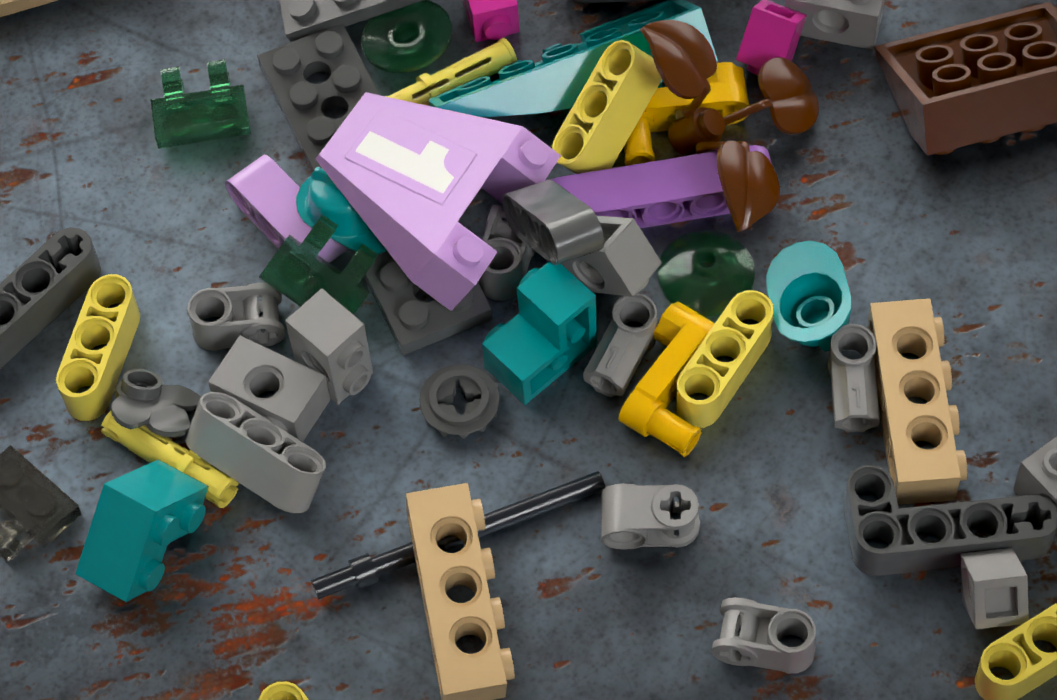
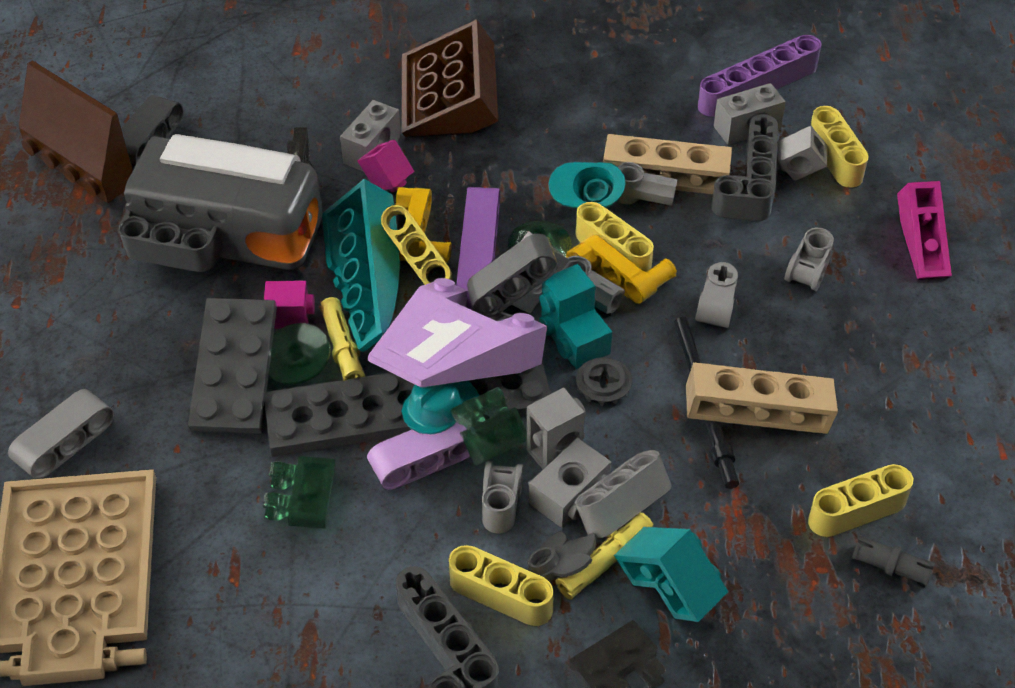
camera: 80 degrees left, 10 degrees down
(746, 177) = (440, 211): reddish brown plant -> none

